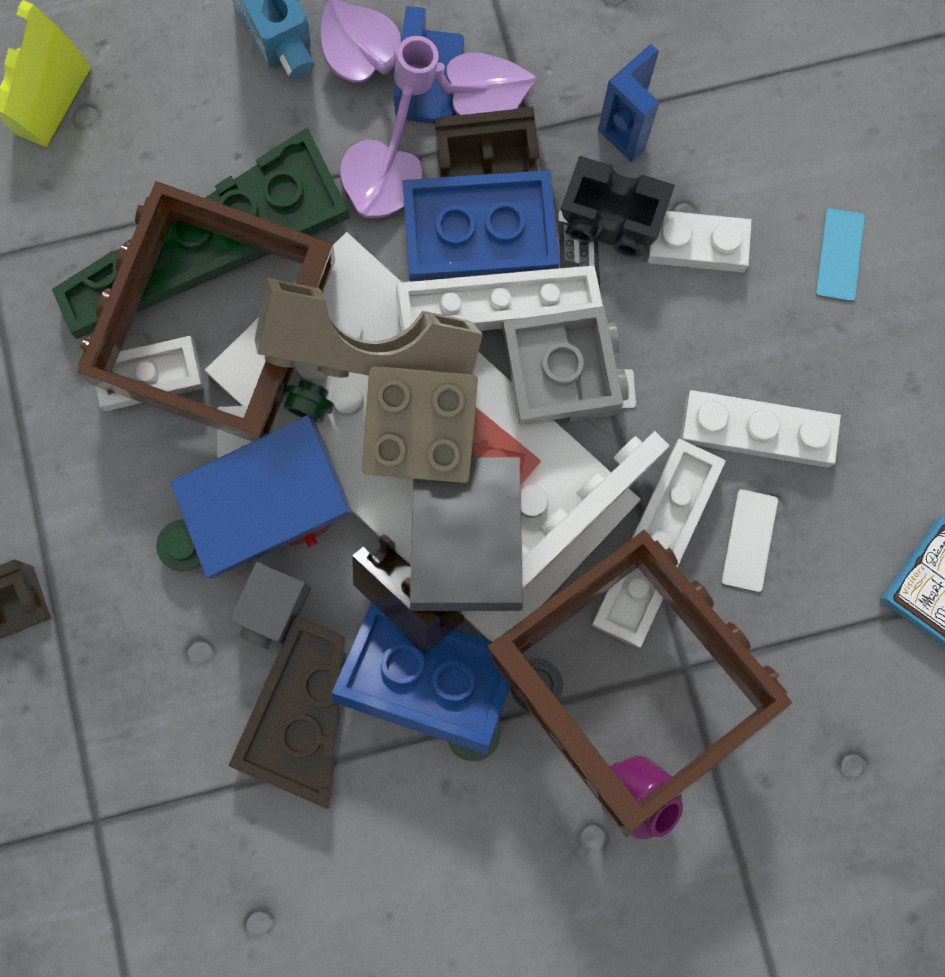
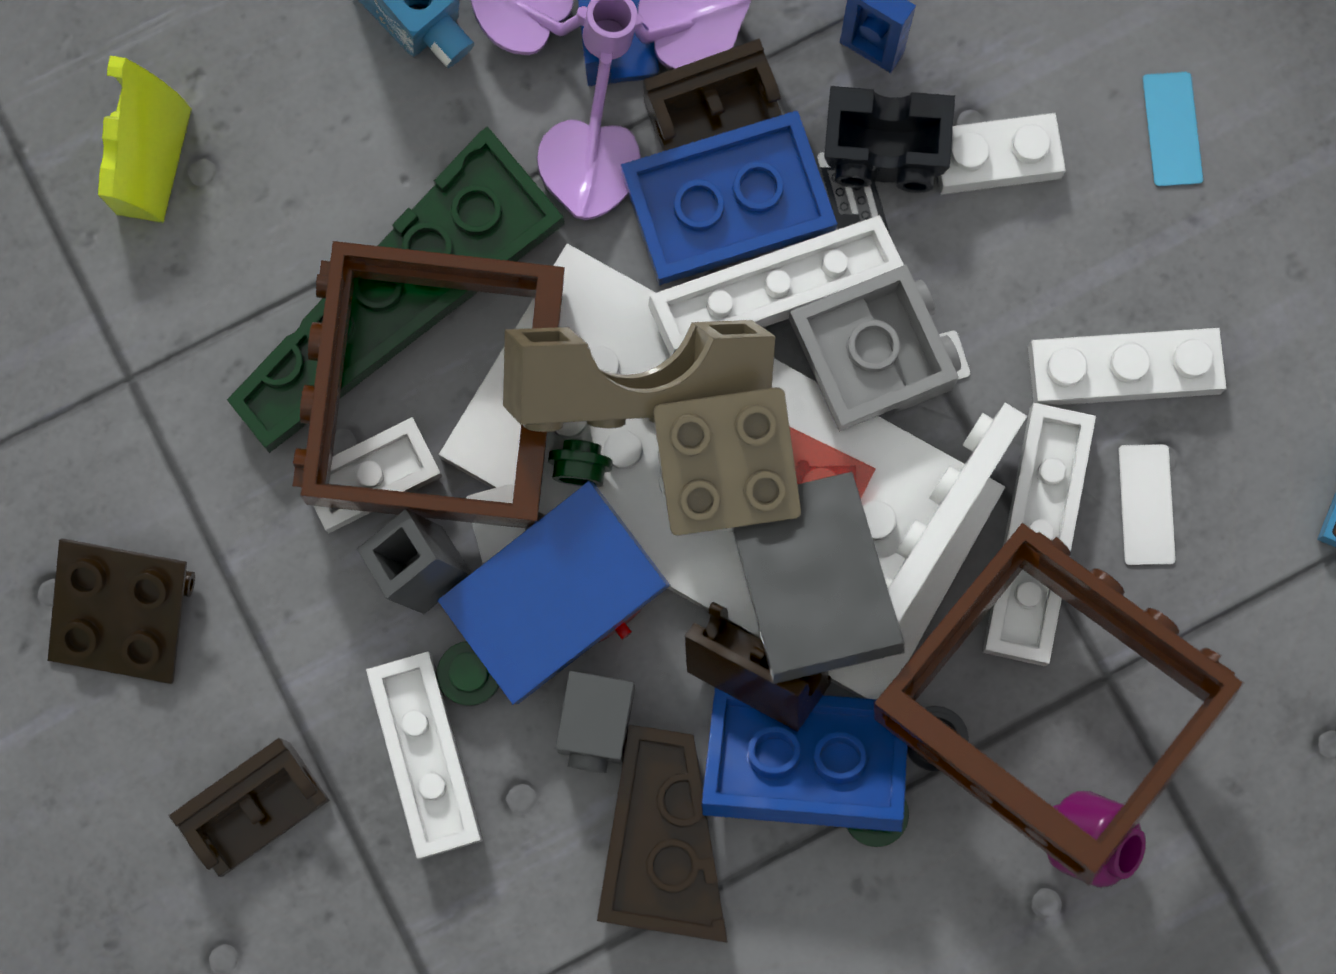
camera: 10 degrees left, 0 degrees up
(129, 601) = (424, 755): none -> white plate
(158, 446) = (413, 561): none -> dark grey brick

